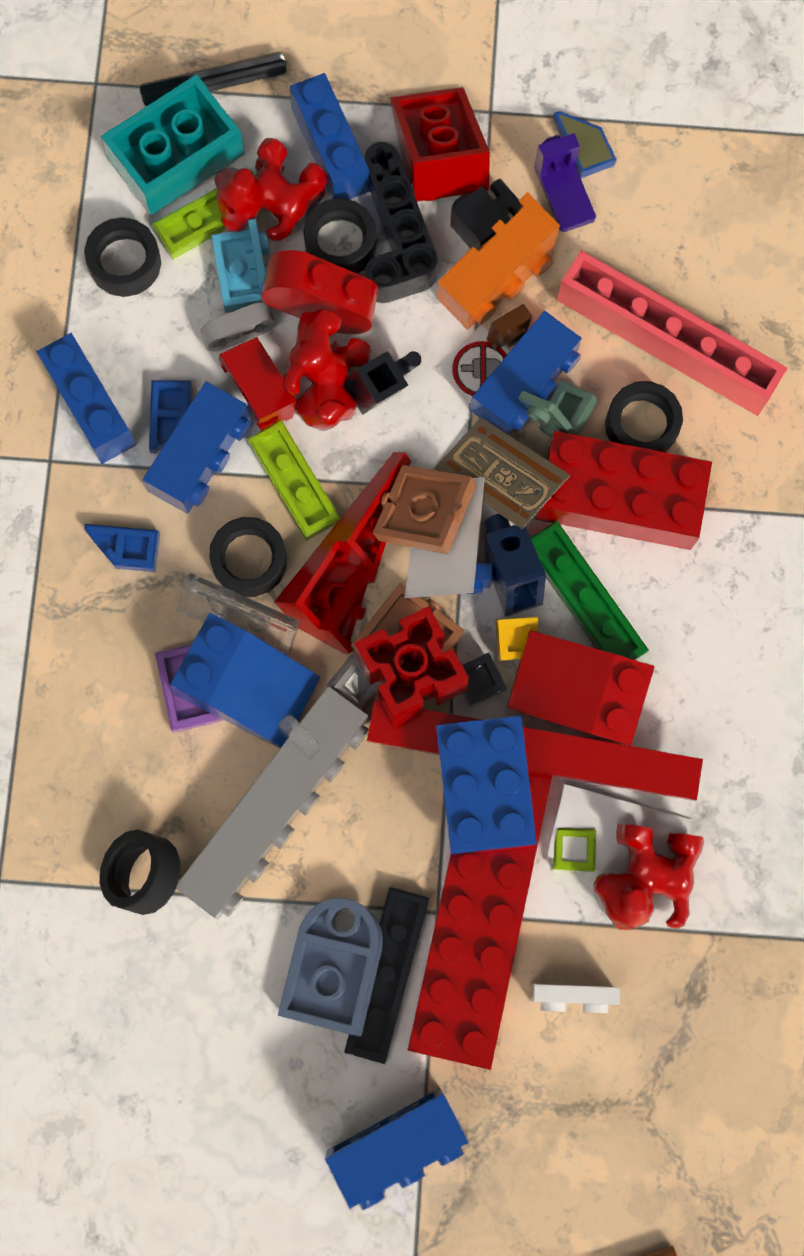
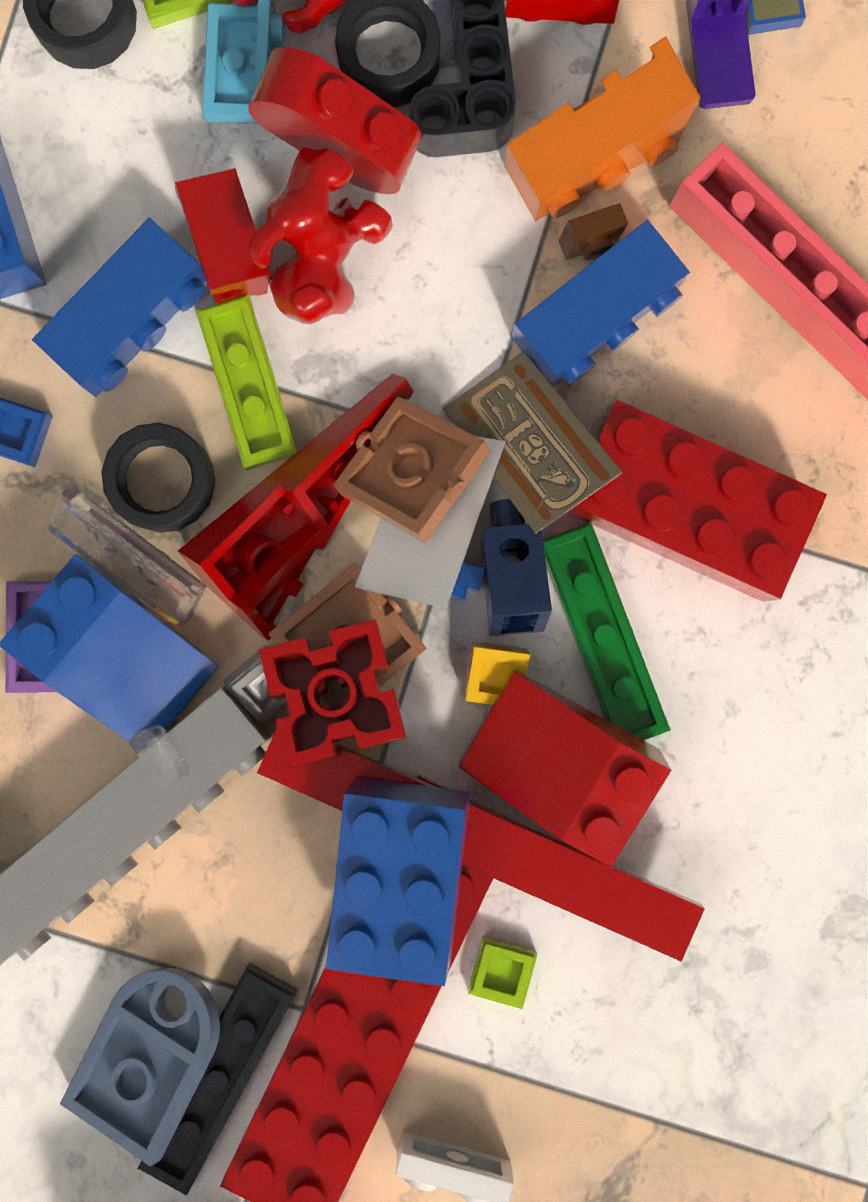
camera: 15 degrees right, 10 degrees up
(168, 405) = (97, 236): blue tile -> none
(237, 326) = (216, 146): light grey beam -> none
(380, 379) = (394, 268): black brick -> none
(471, 363) = (530, 271): sticker -> none
(478, 212) = (589, 52): black brick -> none
(483, 680) = (431, 719): black plate -> none
(564, 412) = (639, 372): sand green bracket -> none
(600, 812) = (578, 974): white sticker -> none
(629, 895) = (559, 1059): red animal -> none
(652, 393) = (769, 372): black tyre -> none

